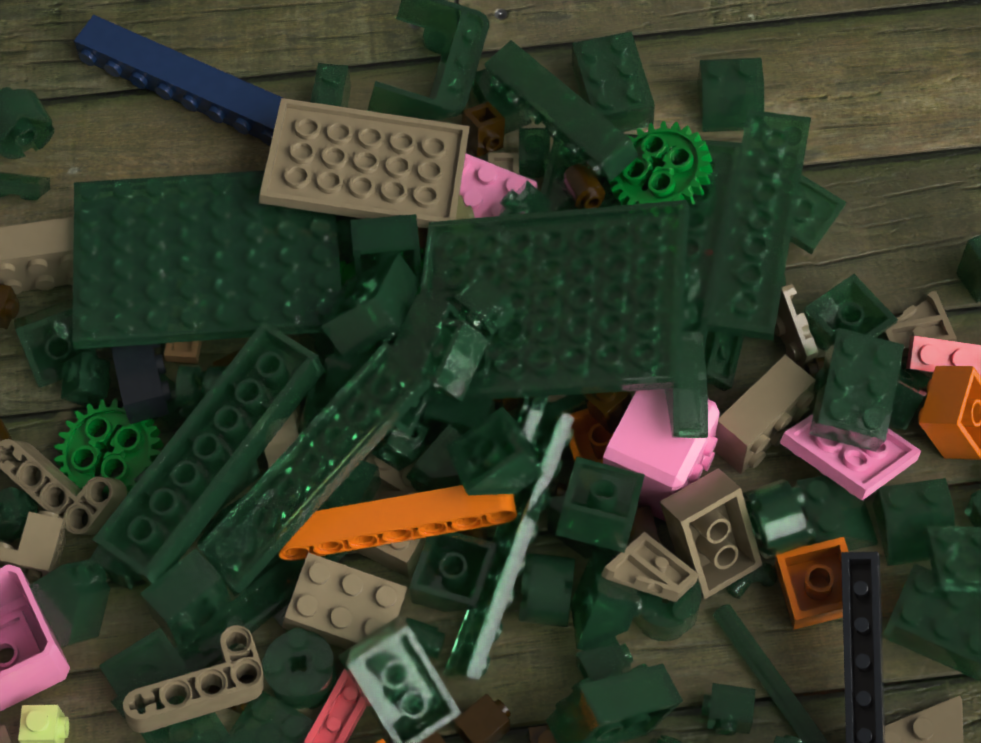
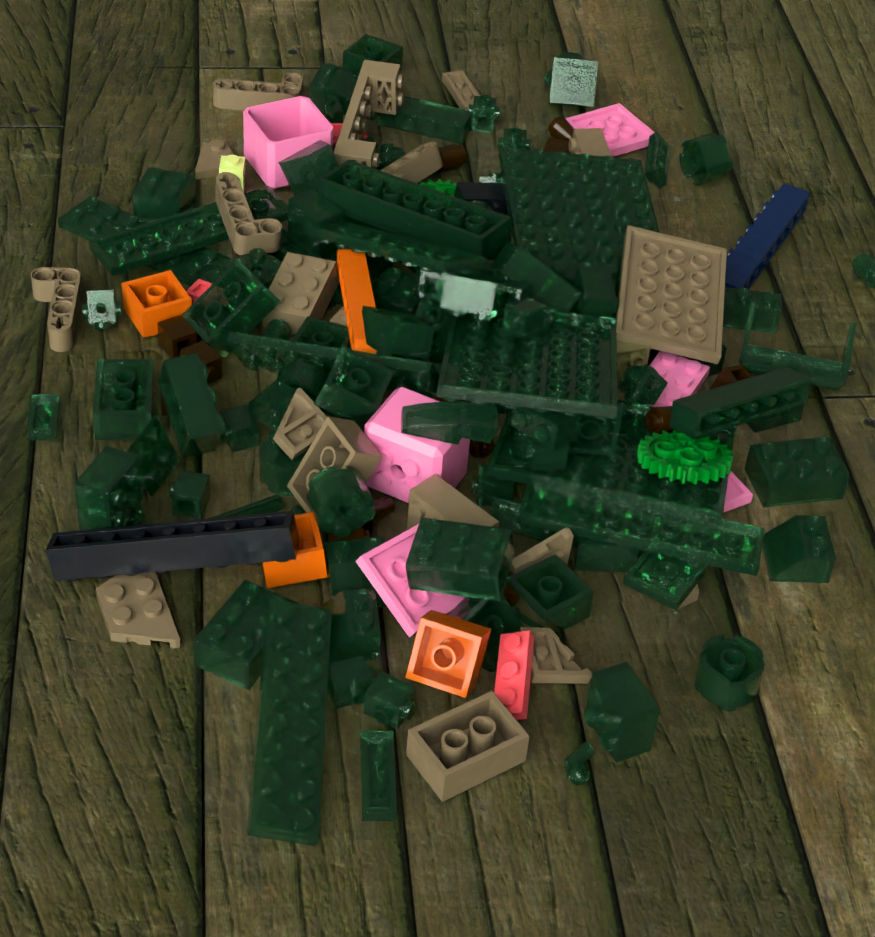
camera: 85 degrees right, 20 degrees down
(920, 166) = (729, 671): none -> clear green brick

